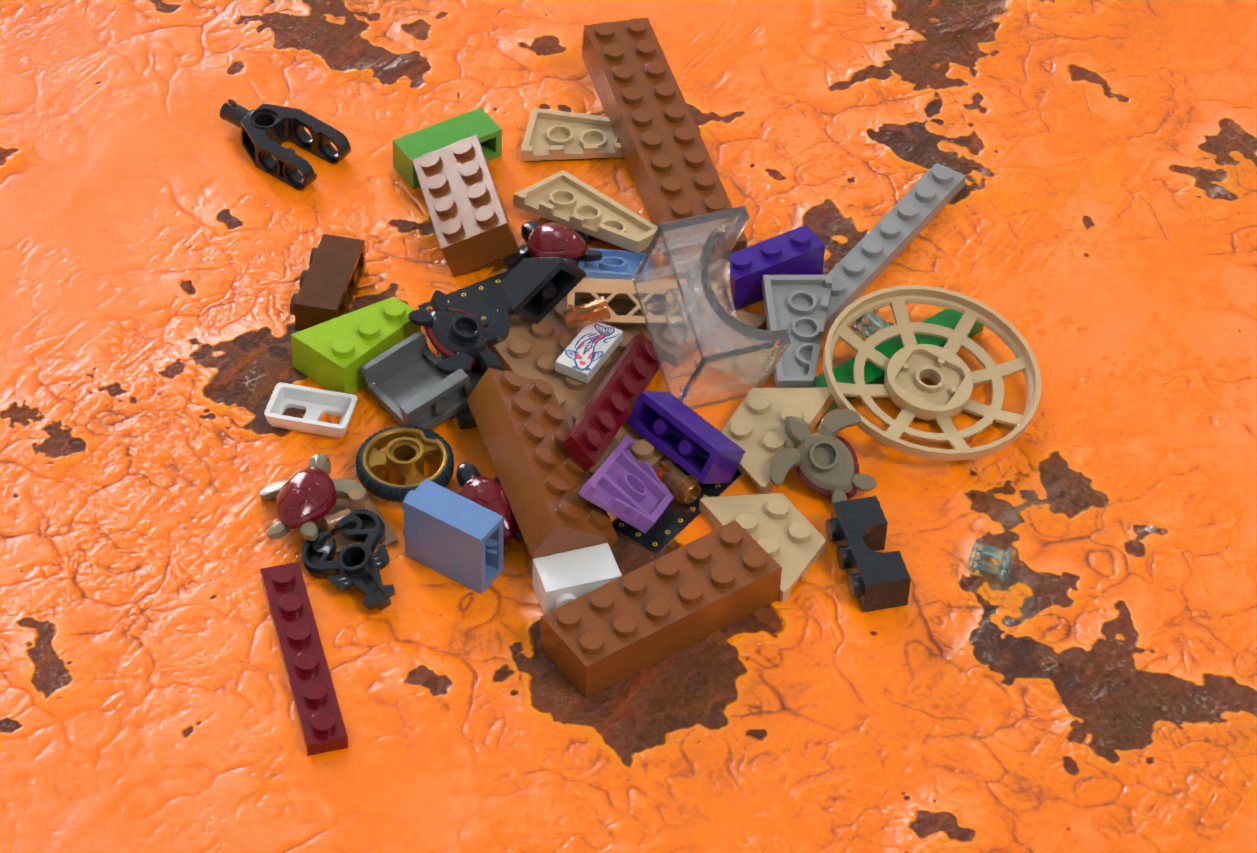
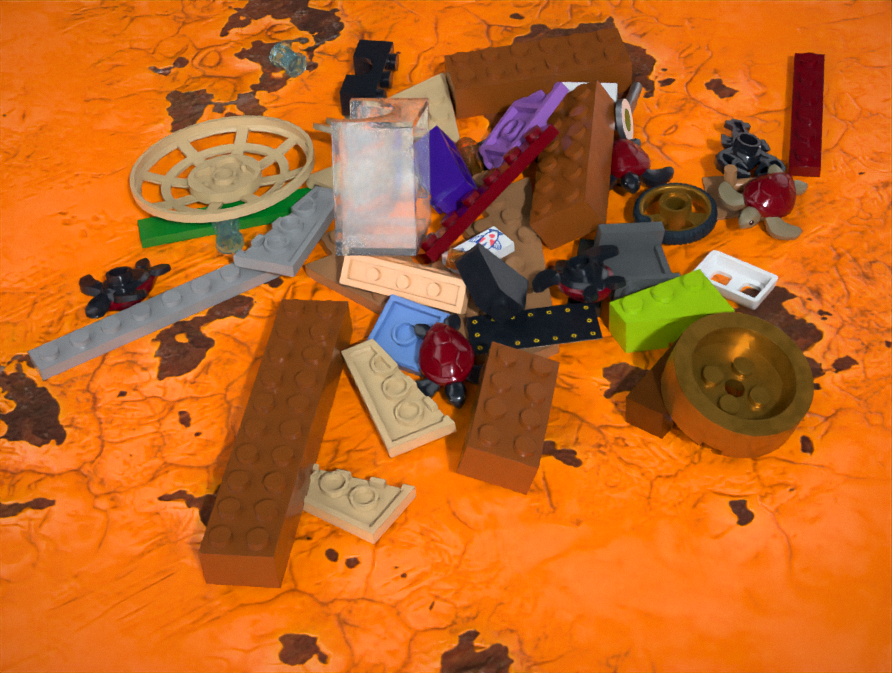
camera: 150 degrees left, 0 degrees up
(262, 265) = (750, 358): none -> pearl gold brick
(271, 125) = (668, 586): black piece -> none
(444, 134) = (487, 509): bright green brick -> none
(453, 535) = (667, 131): brick -> none
(516, 568) = (624, 111): none -> flat silver piece
(785, 254) = (257, 297): dark purple brick -> none
(925, 241) = (121, 288): none -> black animal

